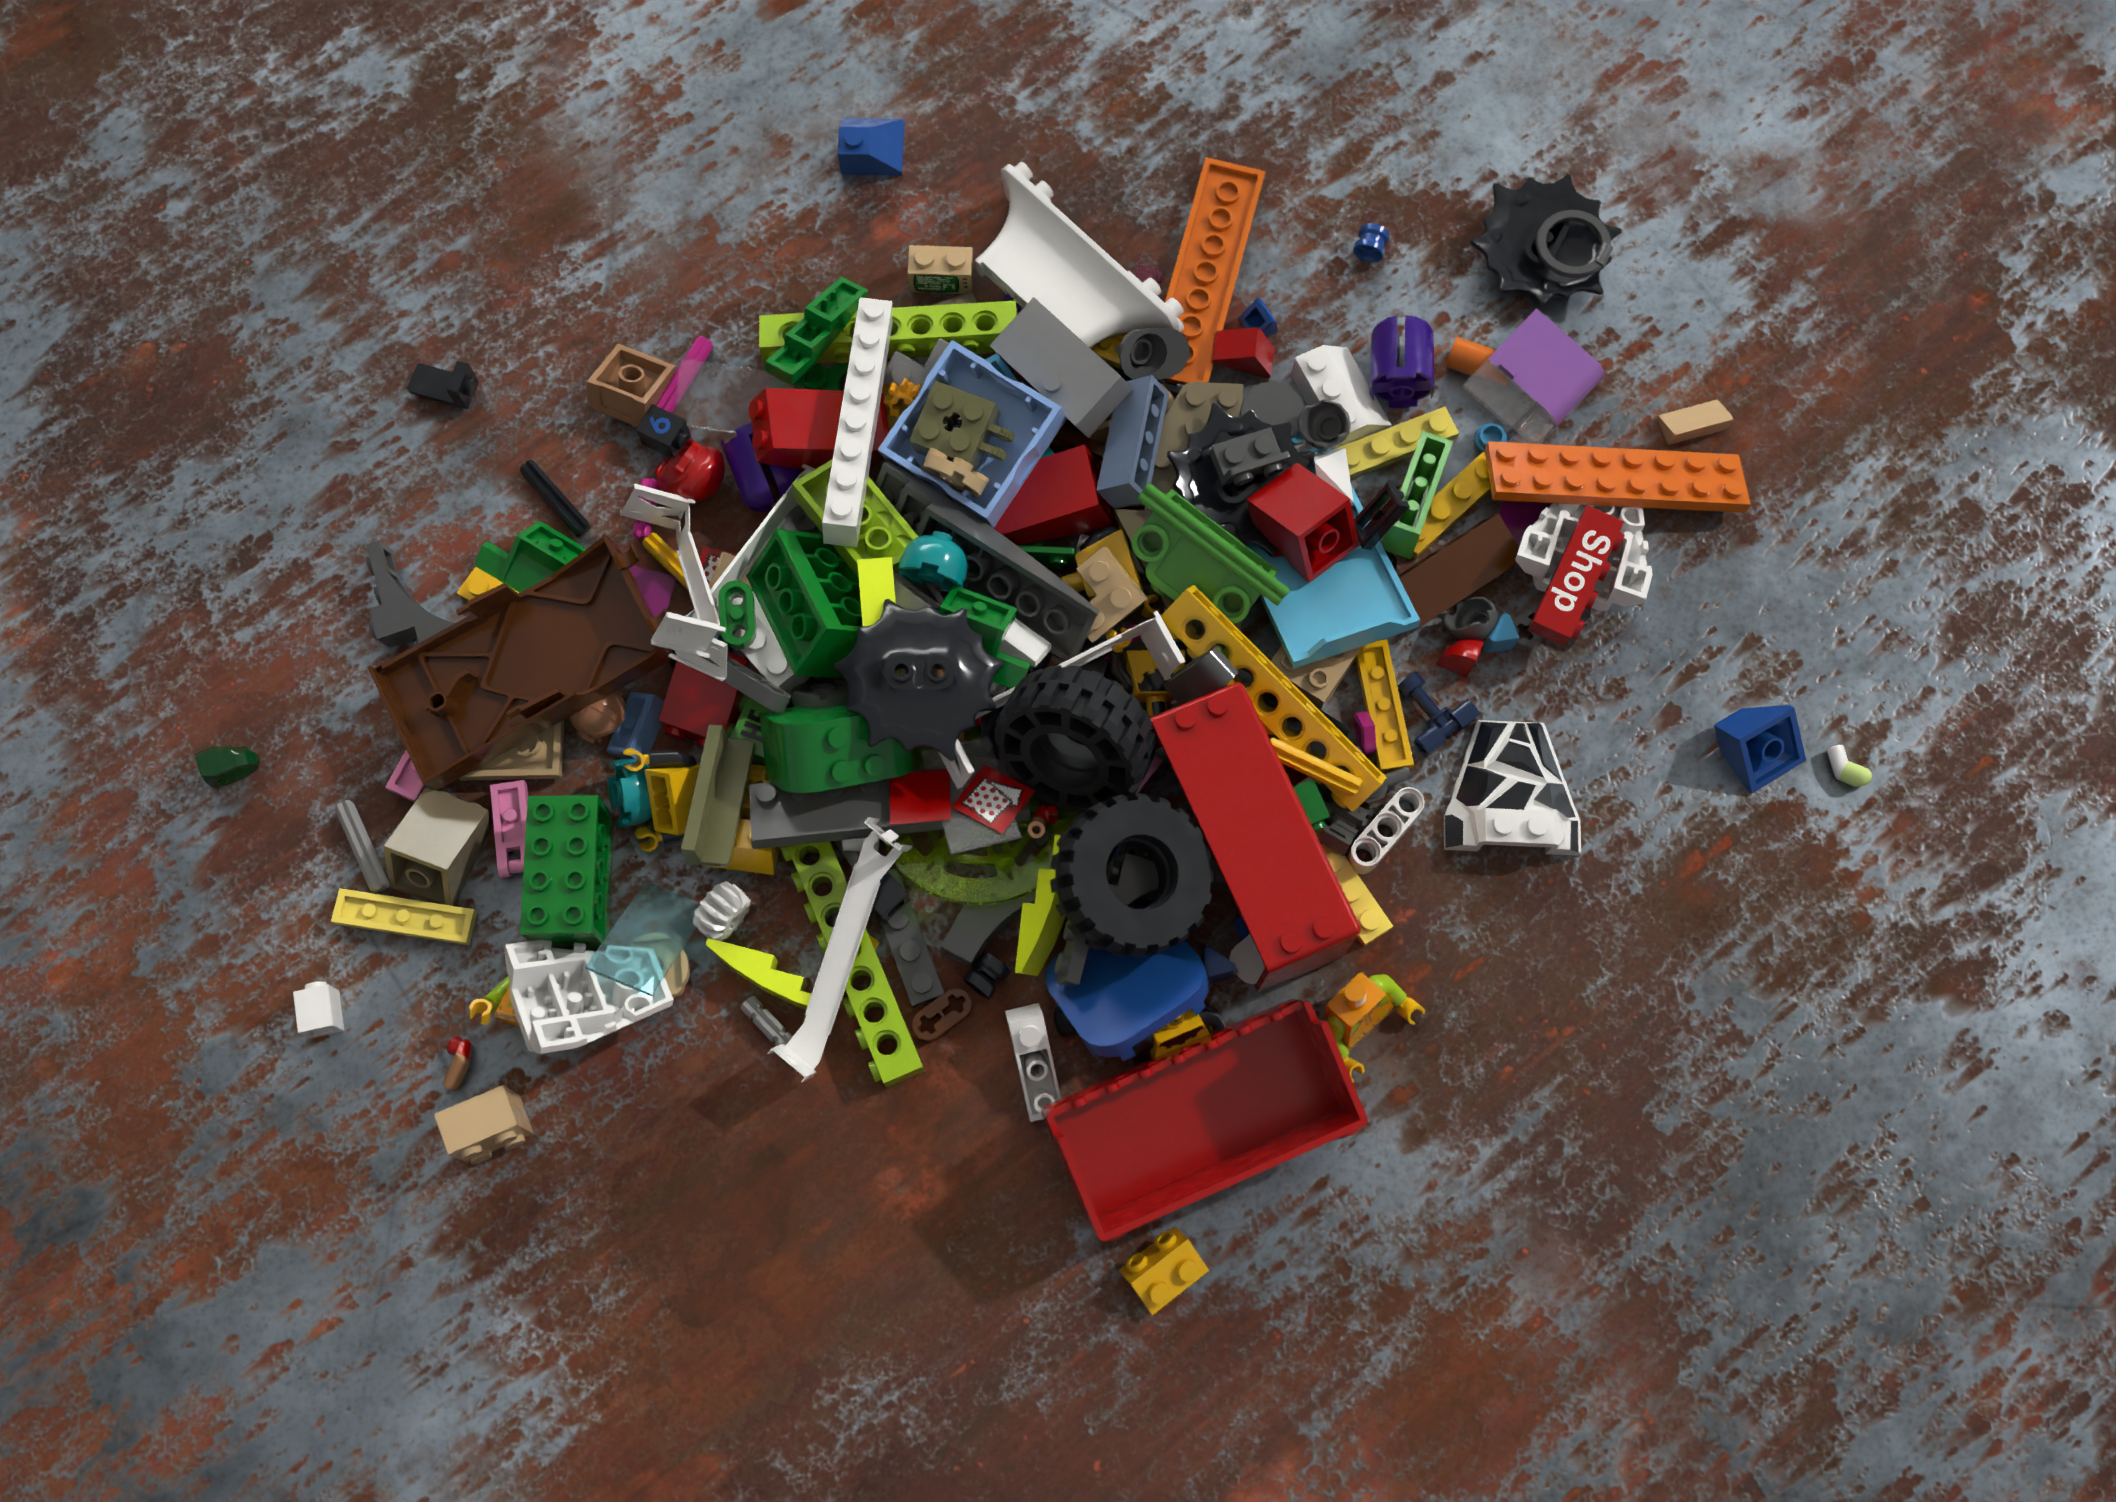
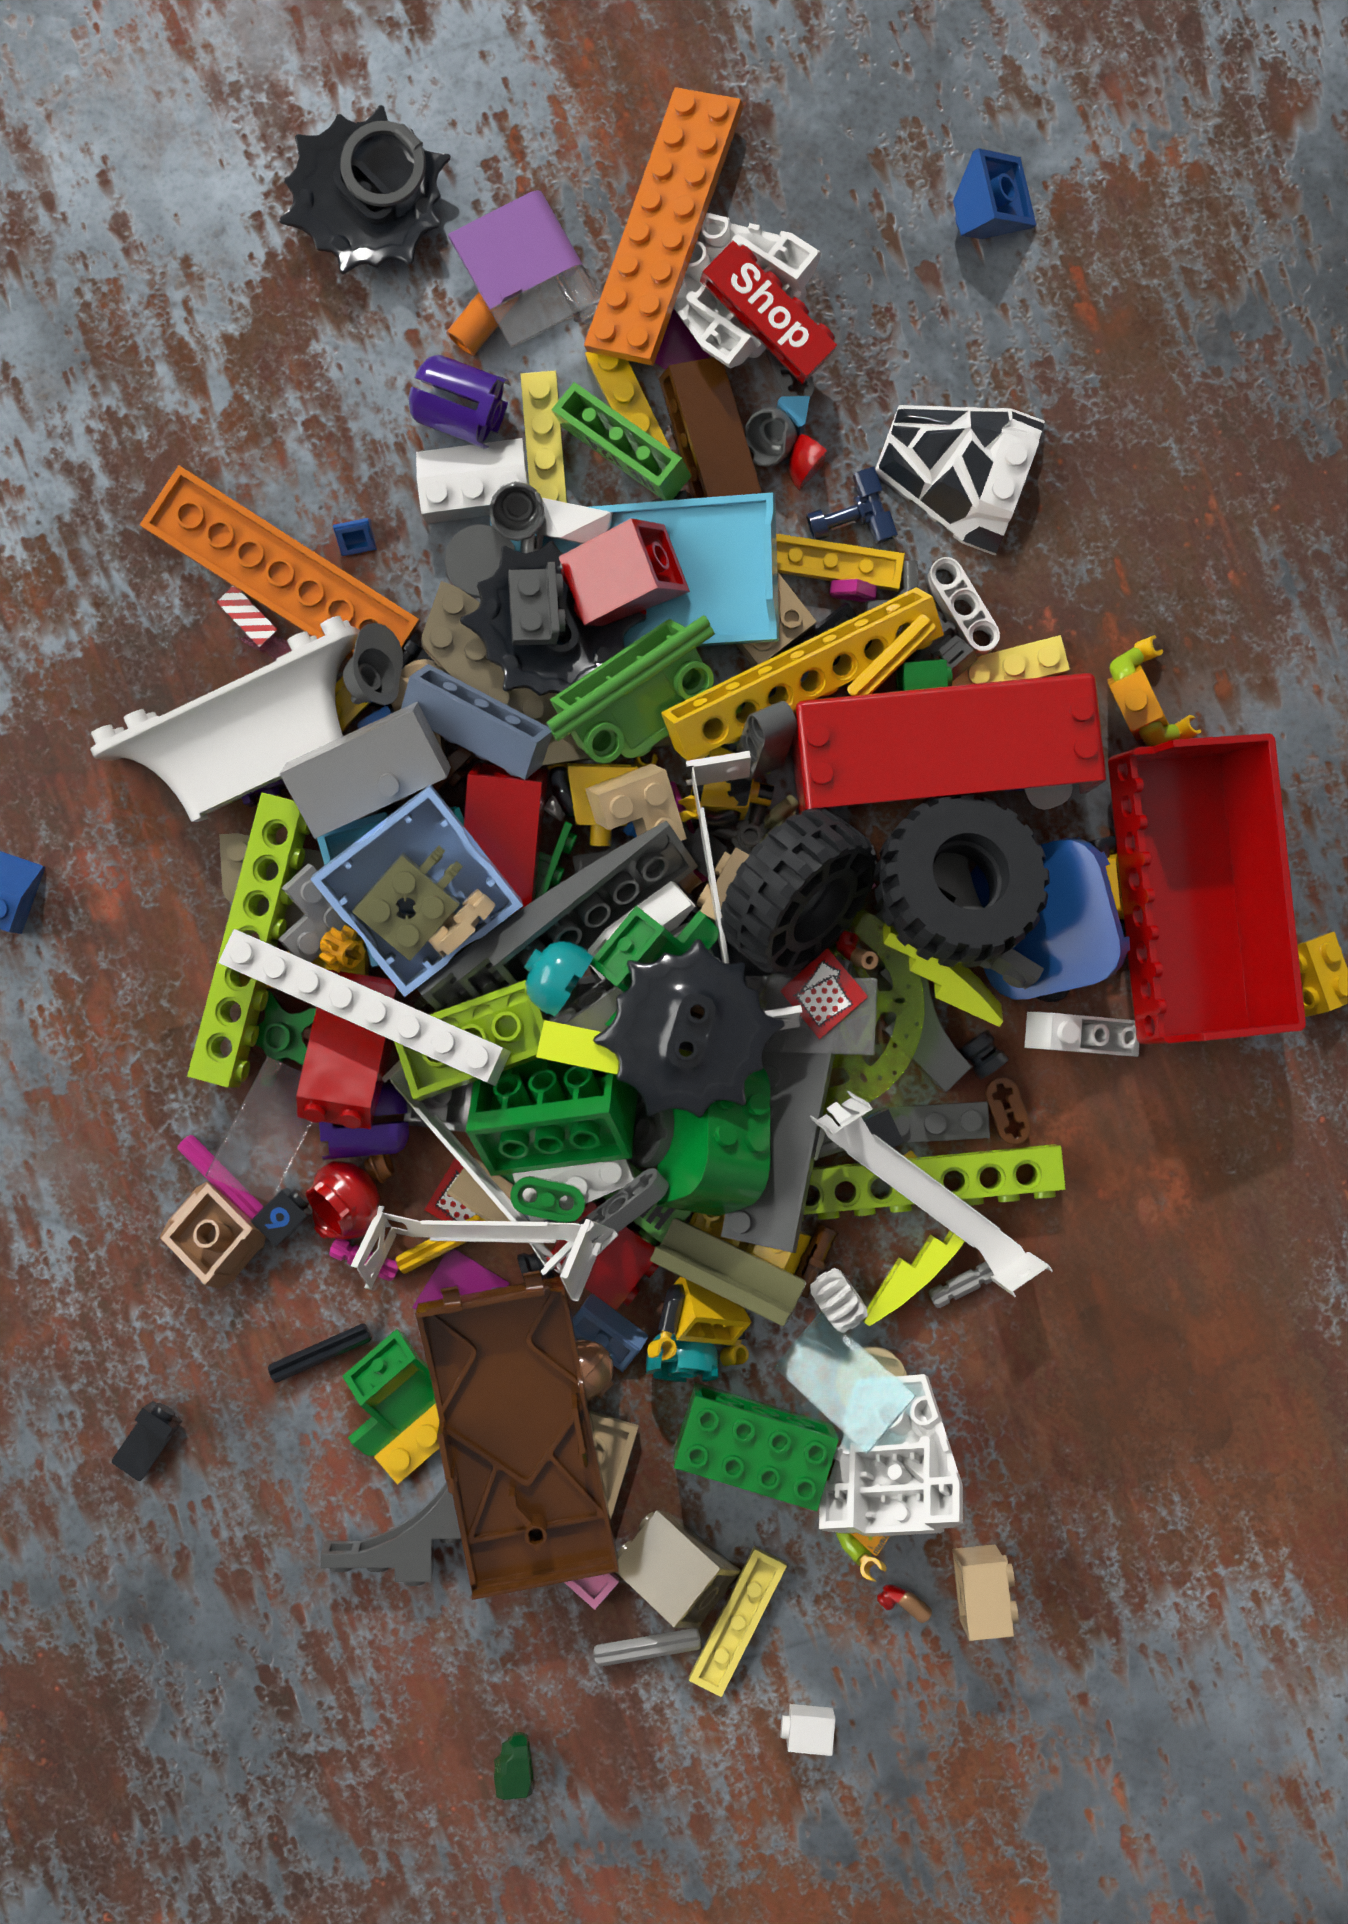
camera: 70 degrees left, 15 degrees up
(509, 823) = (675, 1489): bright pink plate -> none
(729, 497) = (380, 1167): none -> dark orange plate
(755, 883) = (815, 1255): none -> reddish brown pin
(816, 331) = (231, 1019): green slope -> none
(920, 797) = (798, 1066): red sticker -> none
(940, 269) = (184, 860): tan brick -> none
(1161, 259) = (246, 615): none -> sticker
(1218, 966) = (1048, 822): blue slope -> none
(1244, 351) = (389, 566): red slope -> none
(1371, 242) = (303, 380): blue wheel -> none
(1382, 519) = (643, 470): black tile -> none
(1489, 432) = (570, 339): dark azure plate -> none
(1694, 421) = (620, 117): tan slope -> none
(1845, 770) = (1046, 121): arm -> none

